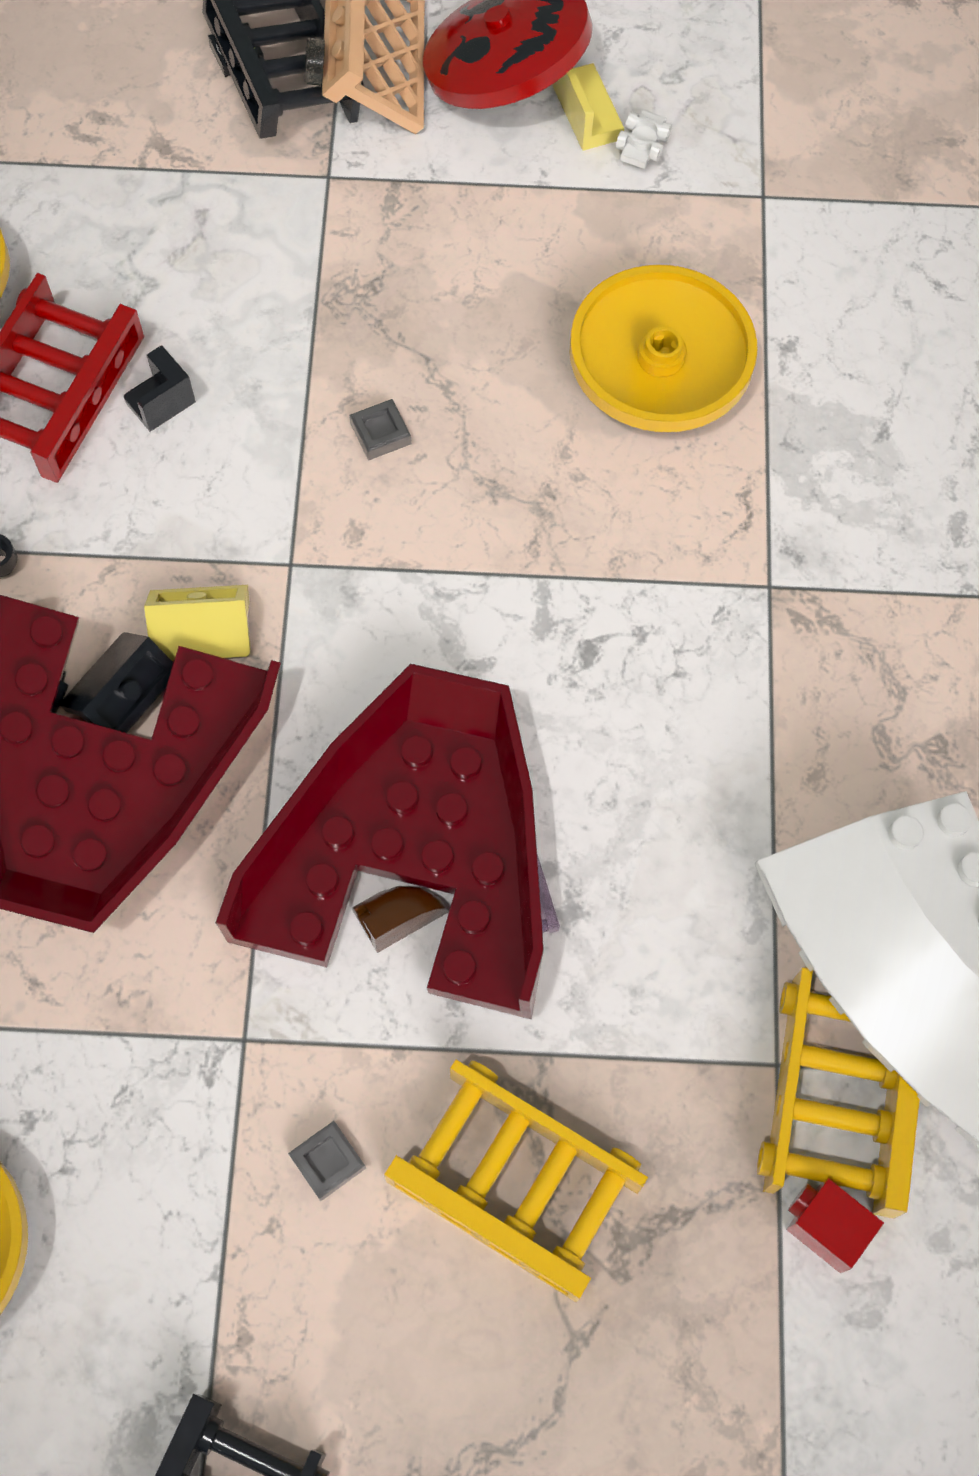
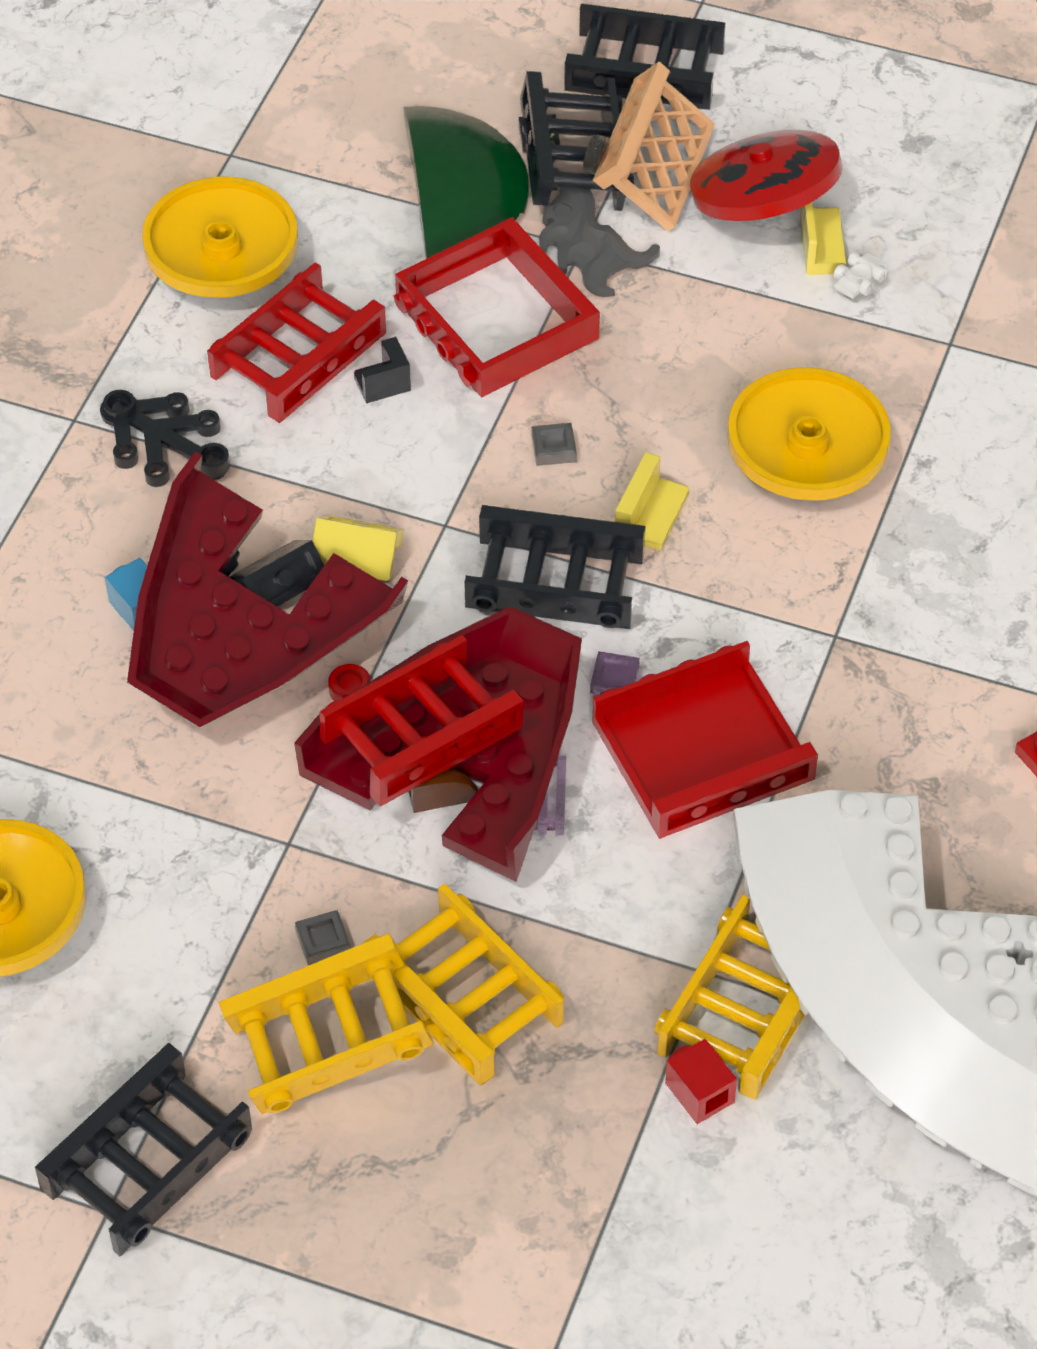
camera: 20 degrees right, 15 degrees down
(176, 130) = (463, 176): none -> dark green brick
(249, 806) = (346, 680): none -> red tile
(321, 236) = (478, 252): none -> red window
(328, 1282) = (293, 995): none -> yellow fence
(334, 170) = (585, 243): none -> dark grey piece
(379, 896) = (425, 755): none -> red fence
(430, 545) = (560, 535): none -> black fence
(515, 481) = (651, 501): none -> light yellow panel
(548, 707) = (613, 671): none -> clear purple tile
(674, 767) = (701, 740): none -> red panel

